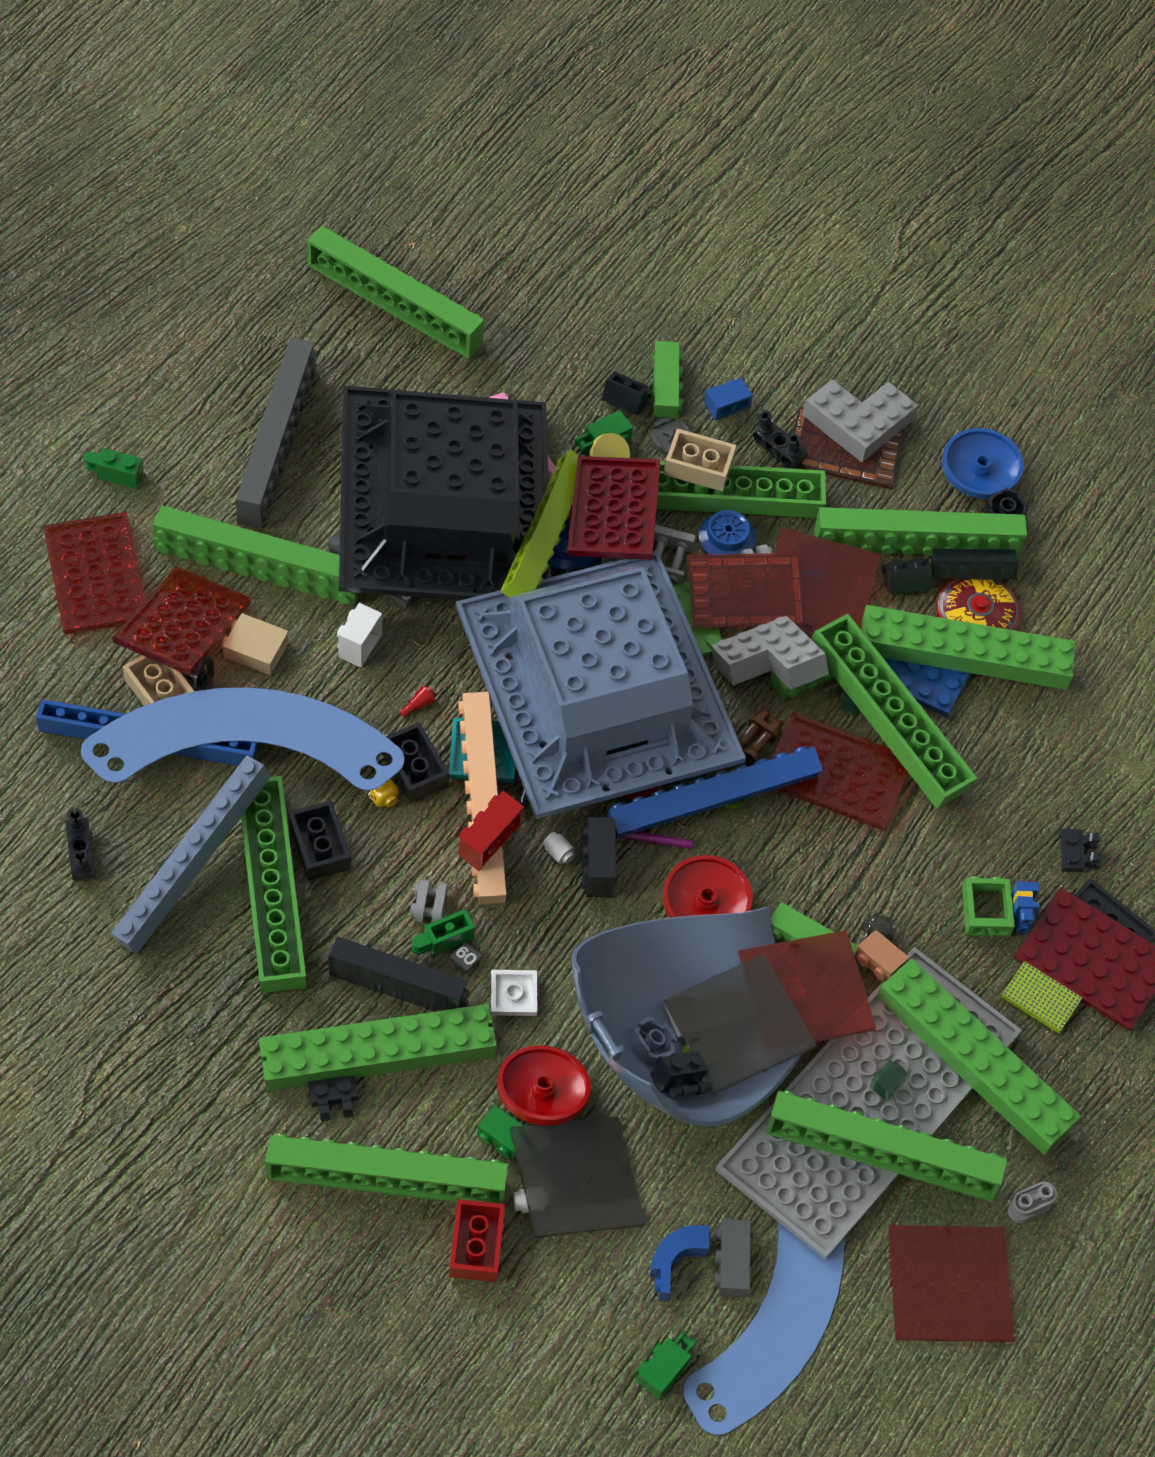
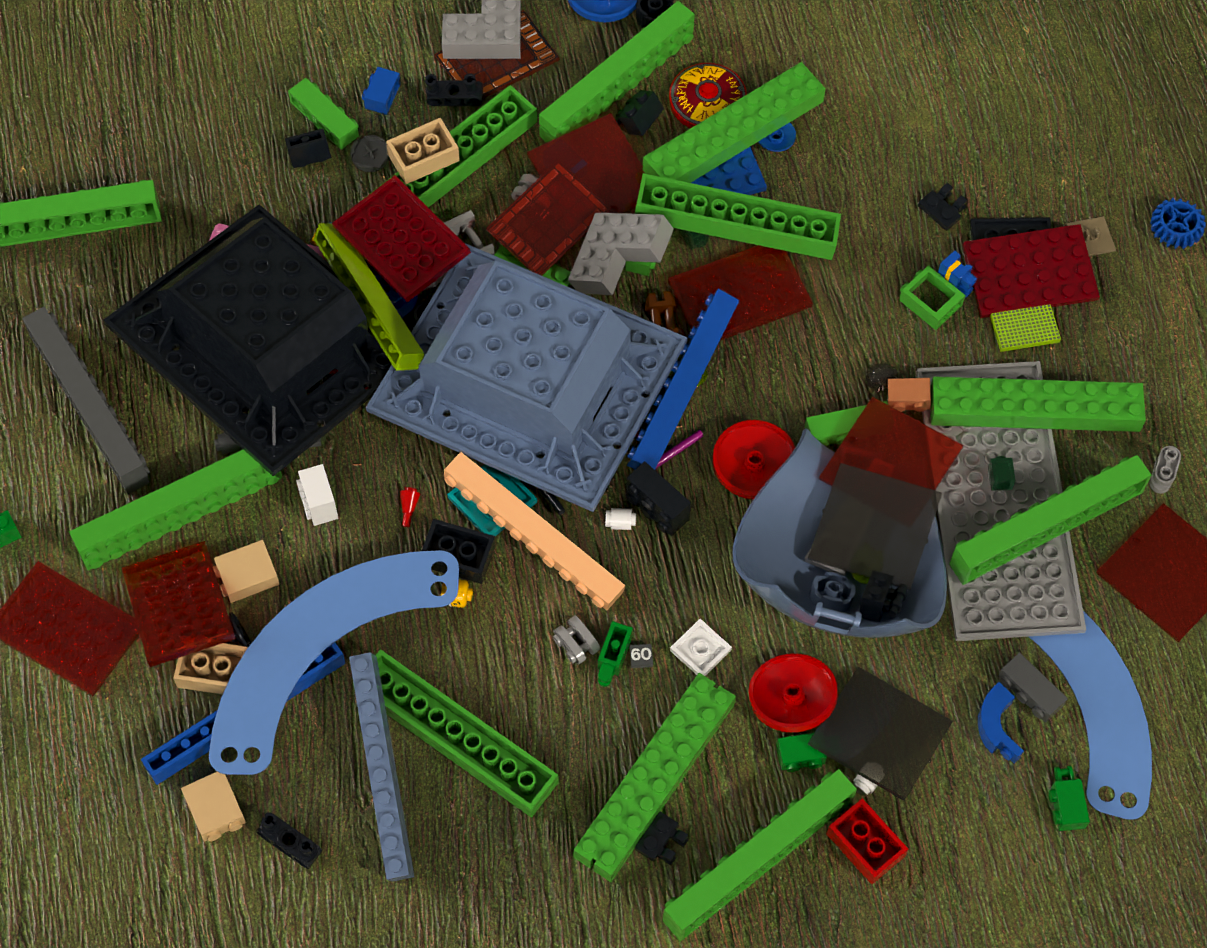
camera: 40 degrees left, 5 degrees up
(57, 778) = (213, 806): none -> tan brick
(319, 840) = (455, 669): black brick -> none
(396, 976) = (617, 714): black brick -> none
(490, 830) = (574, 549): red brick -> none
(610, 446) = (342, 198): light yellow tile -> none
(614, 423) = (325, 191): green brick -> none
(726, 533) = (487, 192): blue piece -> none
(974, 564) = (675, 64): black brick -> none
(1007, 690) = (786, 138): none -> blue dish

